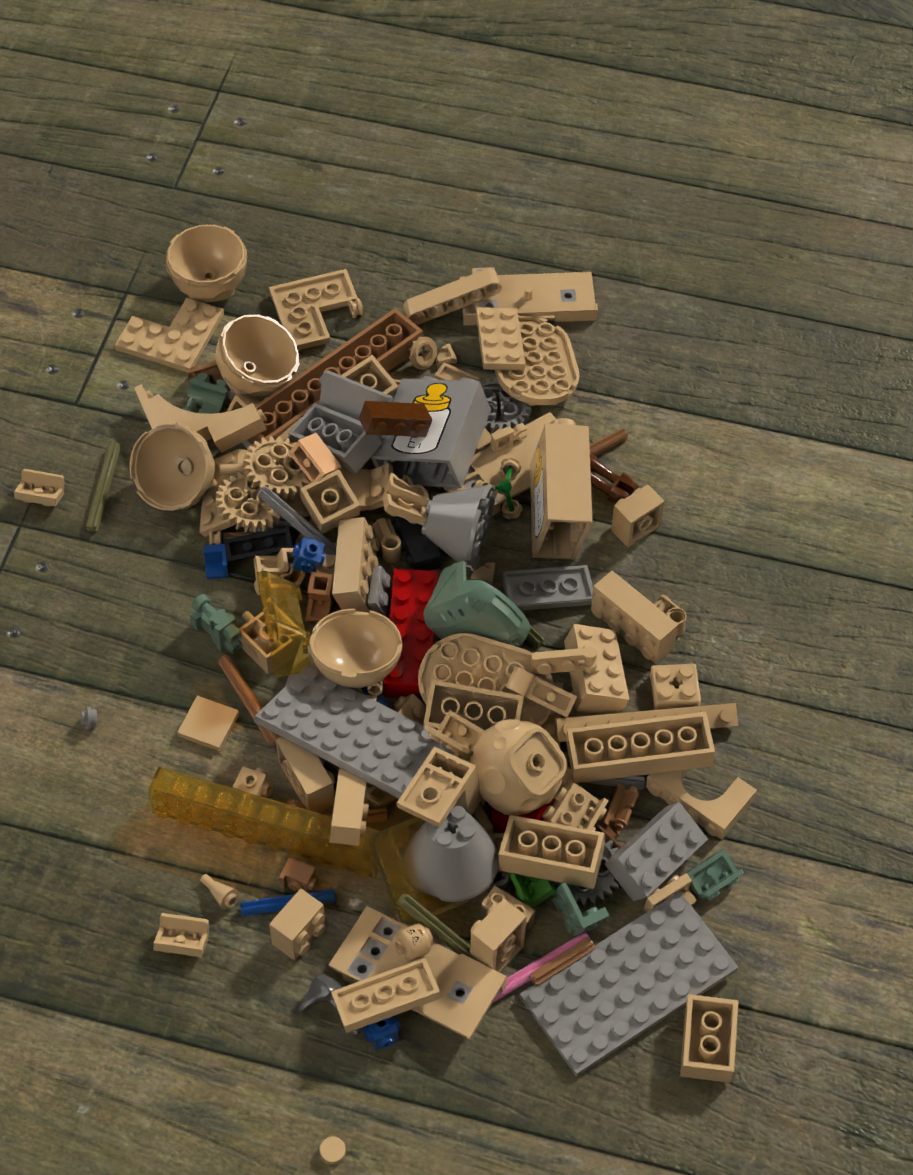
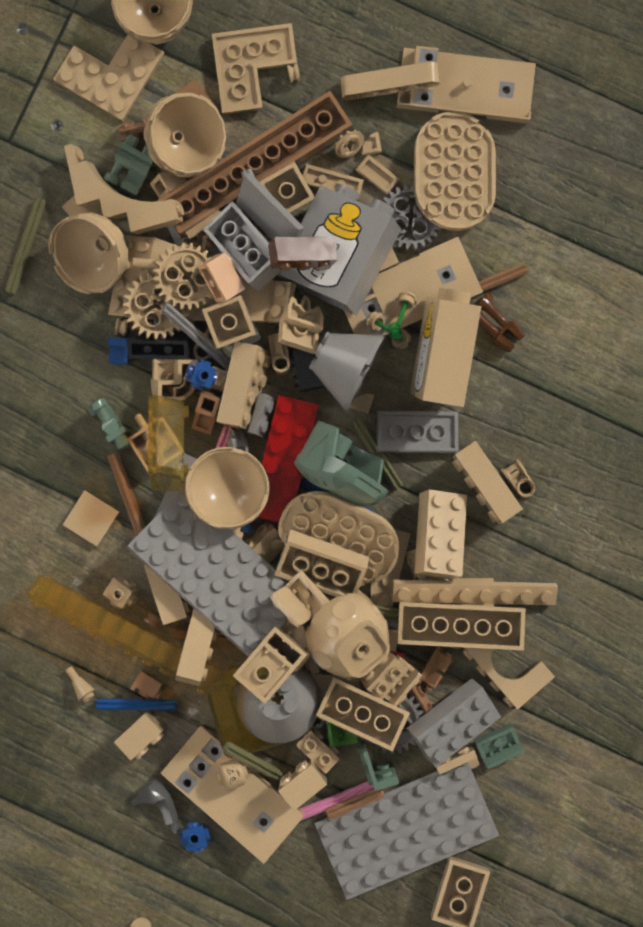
camera: 10 degrees right, 30 degrees up
(182, 935) = (43, 723): tan bracket -> none
(386, 995) = (201, 818): tan plate -> none
(500, 338) = (426, 145): tan plate -> none
(504, 437) = (405, 265): tan plate -> none
(541, 691) = (384, 558): tan plate -> none
(564, 661) = (411, 540): tan plate -> none
(637, 515) = (514, 372): tan brick -> none
(680, 675) = (501, 544): tan brick -> none

